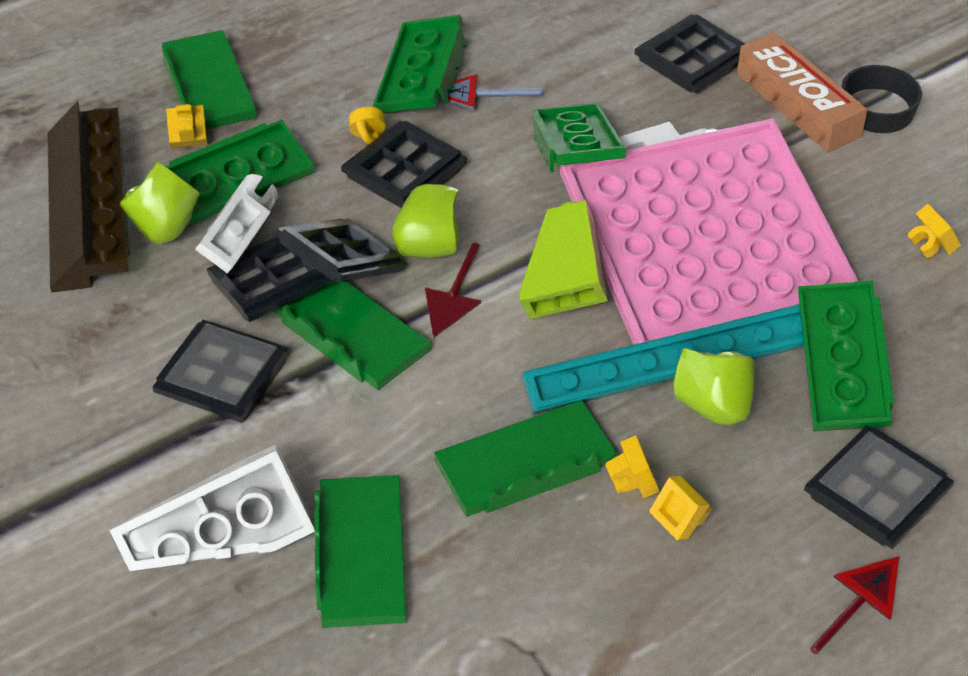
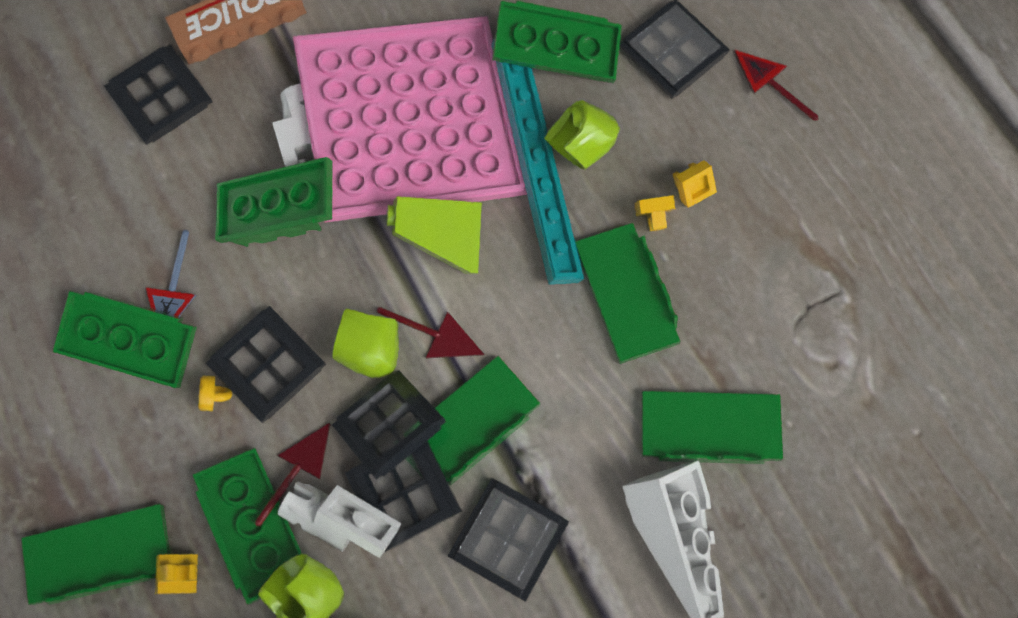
camera: 80 degrees left, 25 degrees up
(306, 204) = (305, 456): none -> dark red piece

